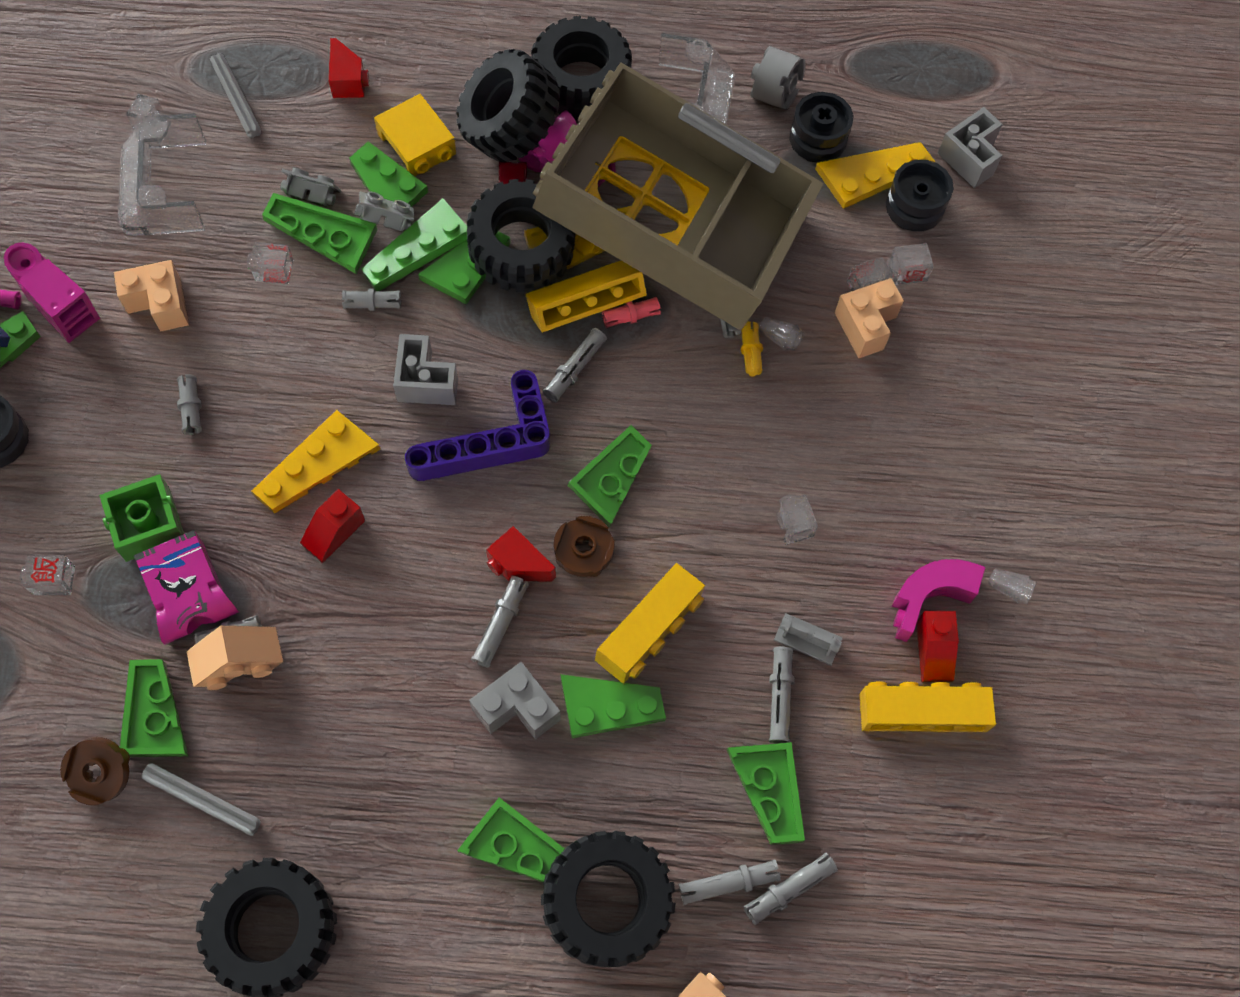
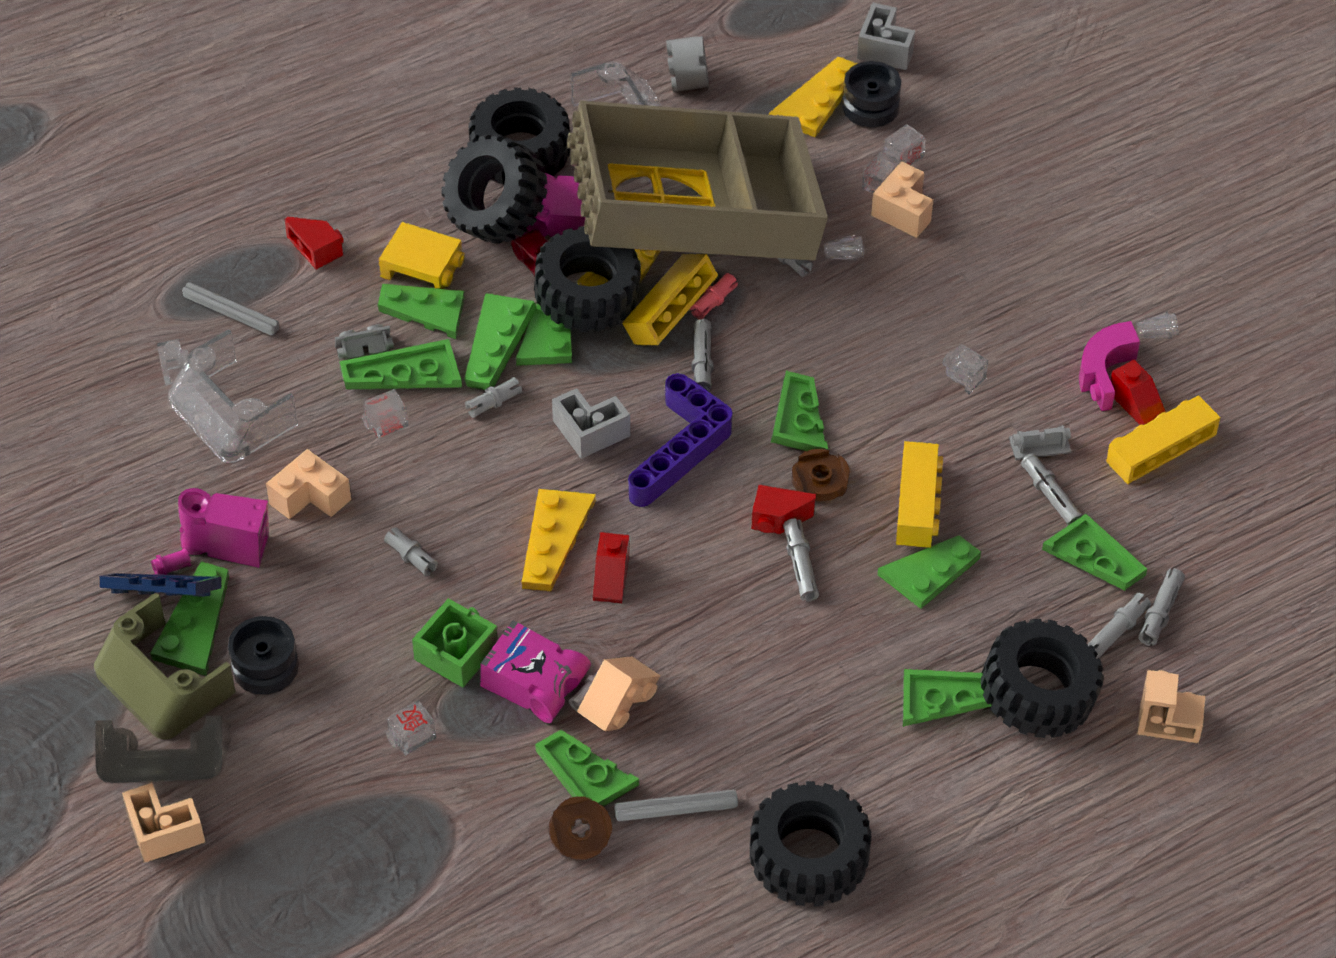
camera: 30 degrees left, 15 degrees down
(373, 205) = (440, 324): light grey hinge -> none
(515, 695) = (863, 597): light grey brick -> none
(729, 138) = (707, 115): light grey axle -> none
(751, 349) = (832, 272): yellow axle -> none
(821, 127) = (752, 83): black wheel -> none

